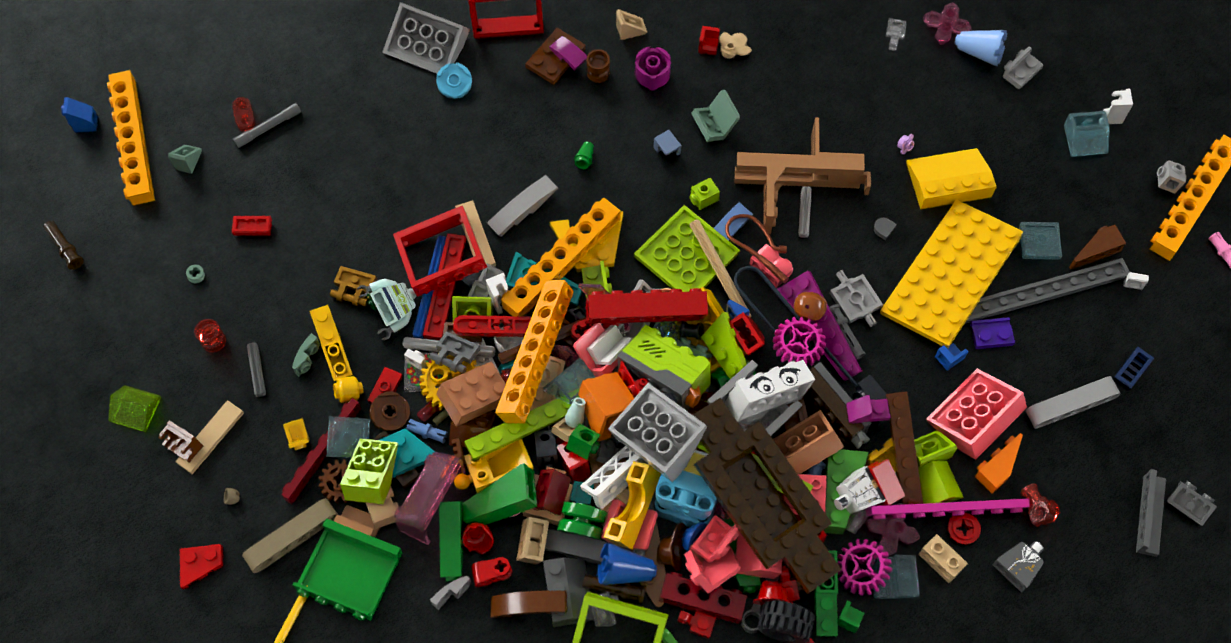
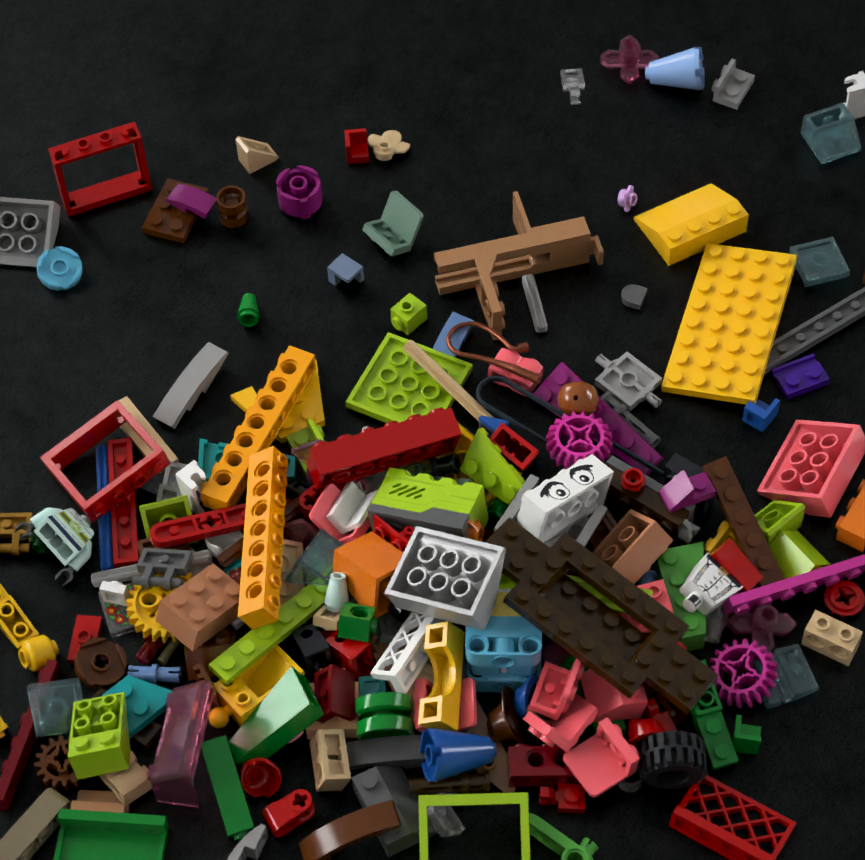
camera: 15 degrees left, 10 degrees down
(732, 606) = (602, 759): none -> coral bracket
(828, 384) = (633, 474): none -> red plate

